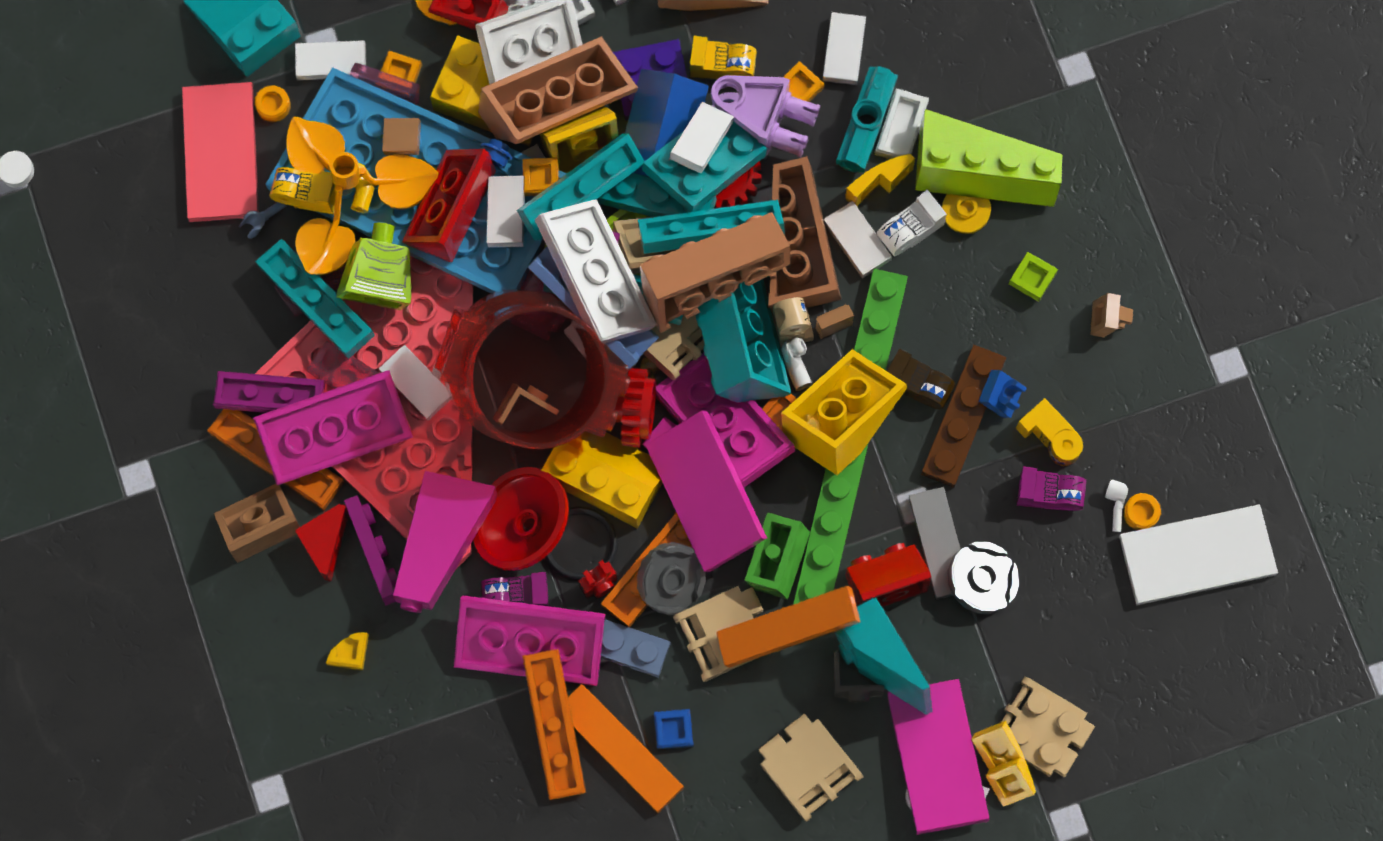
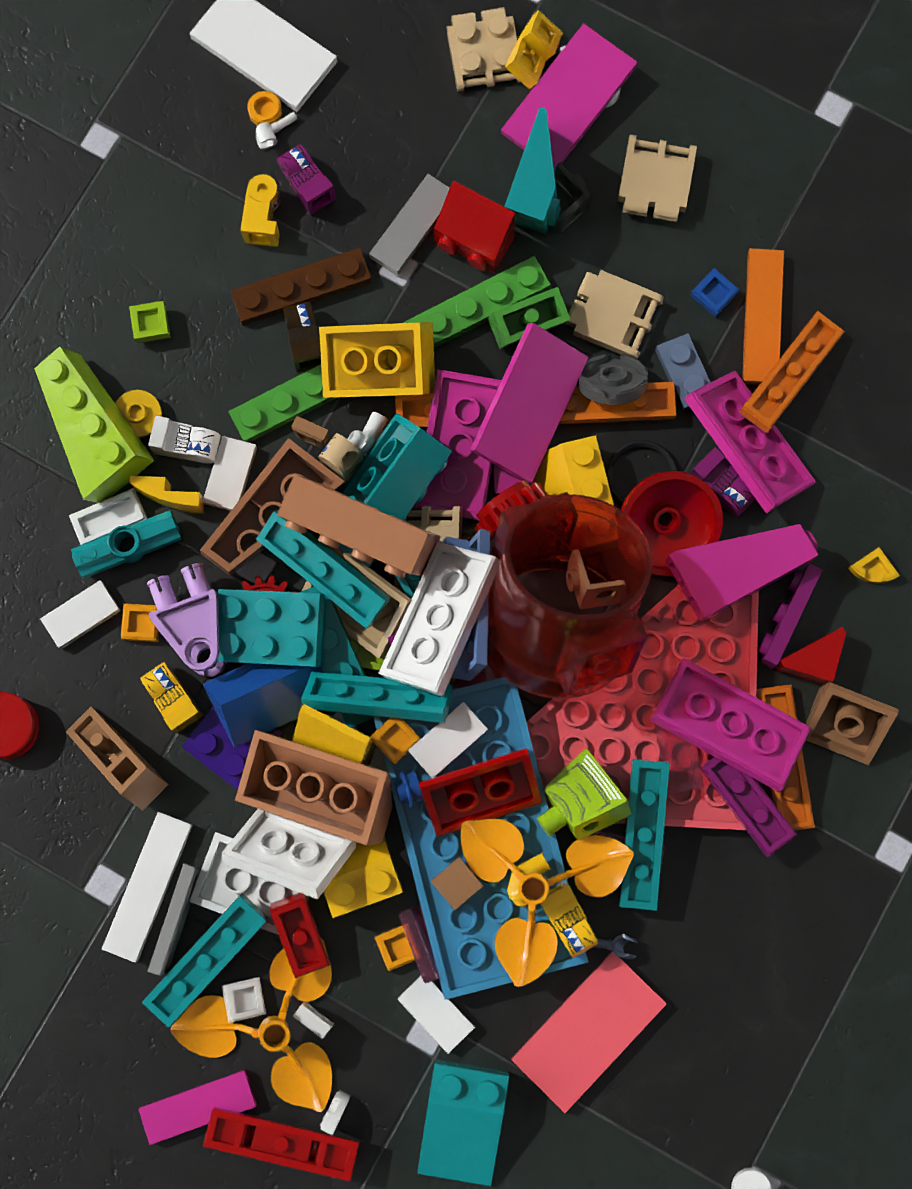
camera: 130 degrees left, 5 degrees up
(272, 103) = (512, 1027): light orange tile -> none
(416, 382) = (638, 699): white tile -> none
(598, 580) = (661, 431): red plate -> none
(701, 137) = (256, 638): white tile -> none
(788, 626) = (579, 253): orange tile -> none
(983, 577) = (412, 171): tile -> none
(1001, 393) = (261, 269): blue tile -> none
(1109, 315) = (135, 243): medium nougat tile -> none

